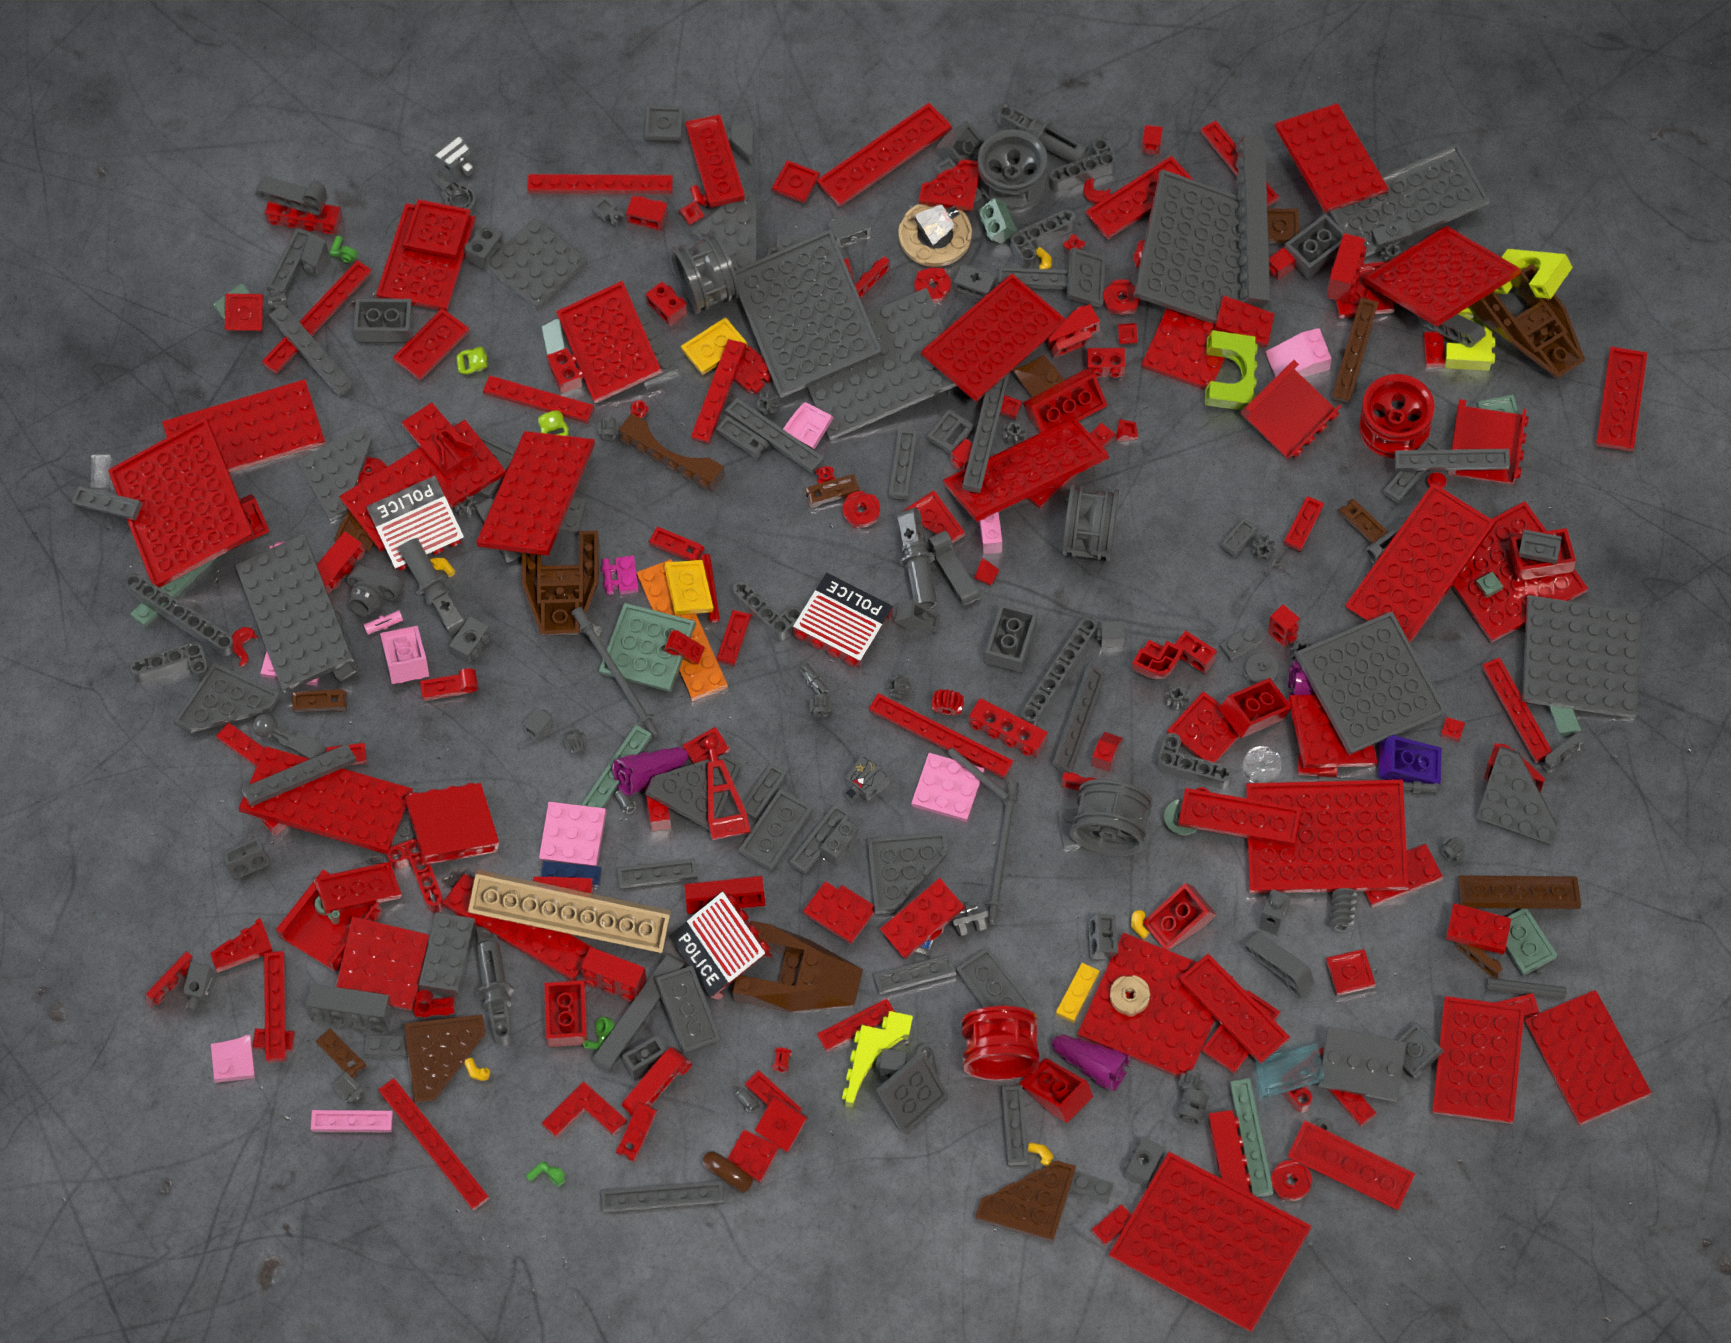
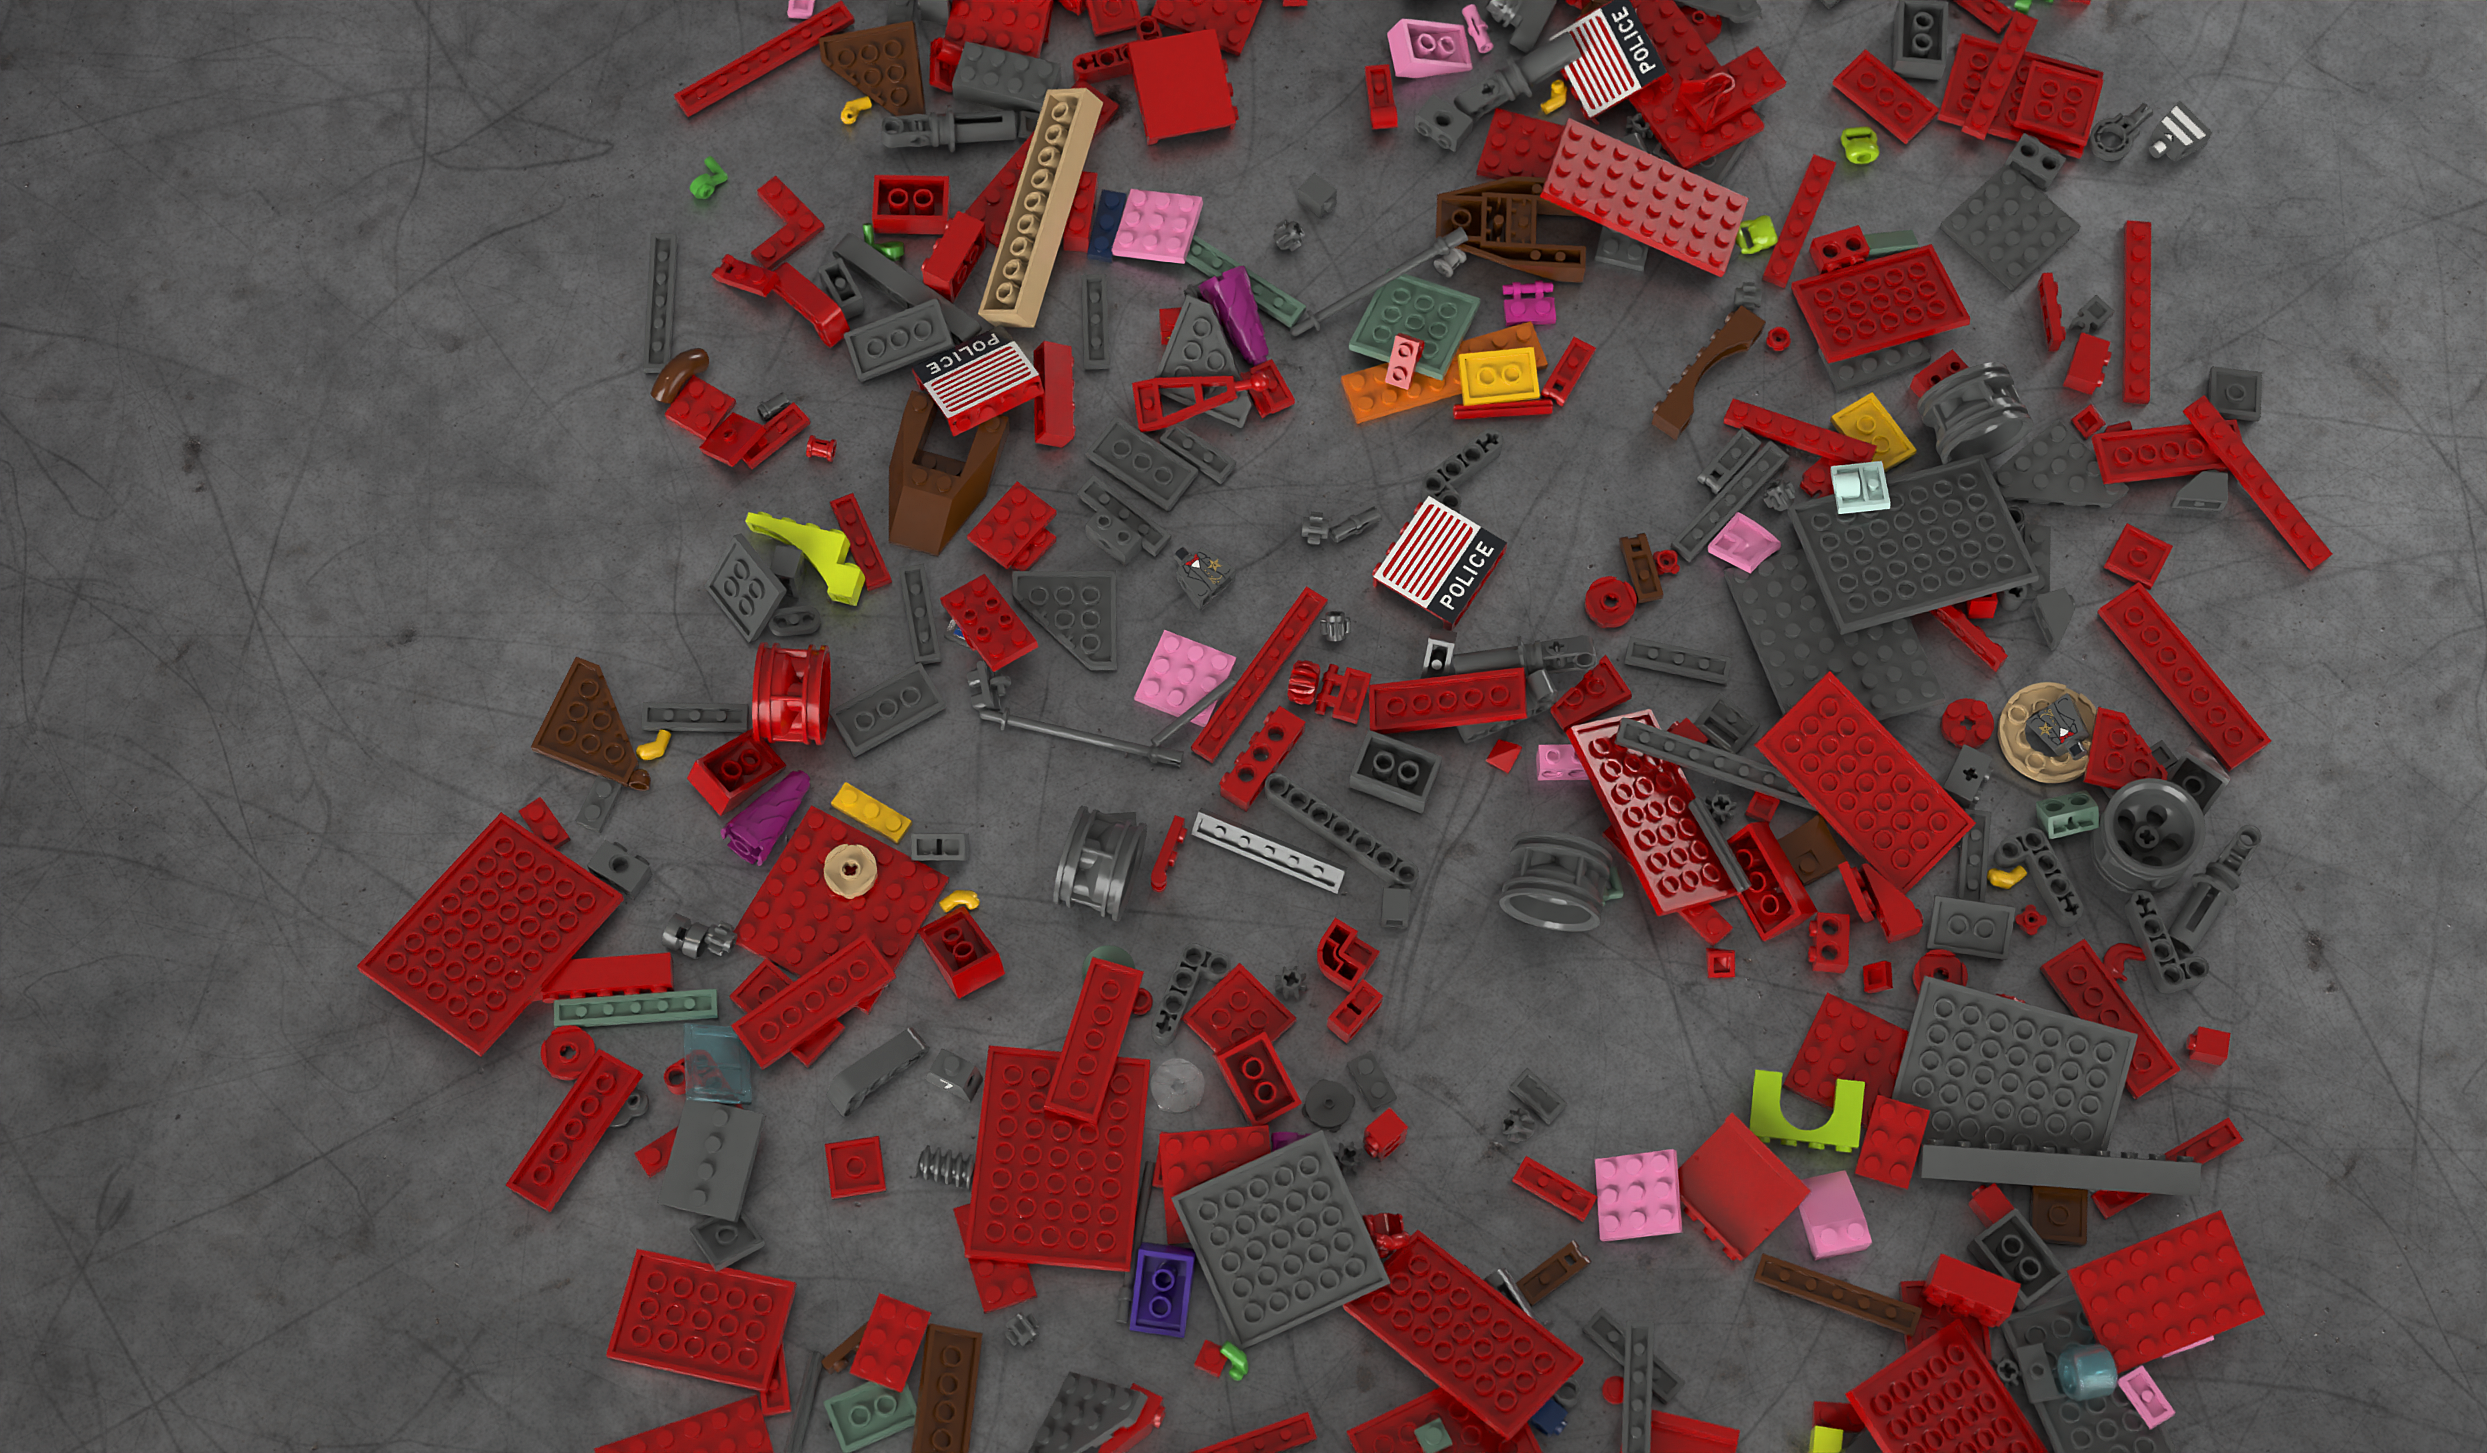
camera: 90 degrees right, 5 degrees up
(413, 268) = (1999, 75): none -> red plate
(488, 587) = (1518, 146): none -> red plate
(606, 236) = (2051, 311): none -> red plate
(733, 638) = (1426, 433): red tile -> none
(734, 108) = (2257, 482): none -> red plate
(764, 346) = (1860, 487): none -> light aqua plate
(950, 673) = (1351, 694): none -> red plate
(955, 605) = (1448, 701): none -> red plate
(1044, 429) = (1719, 844): none -> dark grey axle
(1069, 1157) = (640, 780): none -> reddish brown hinge
(1106, 751) = (1219, 882): red slope -> none
(1304, 469) = (1638, 1195): none -> bright pink plate
(1356, 617) = (1386, 1232): none -> red hair
(1391, 201) = (2087, 1372): none -> clear light blue head
(1394, 430) = (1753, 1322): red wheel -> none
(1401, 169) = (2146, 1397): none -> bright pink plate
(1452, 711) = (1238, 1360): none -> bright green arm

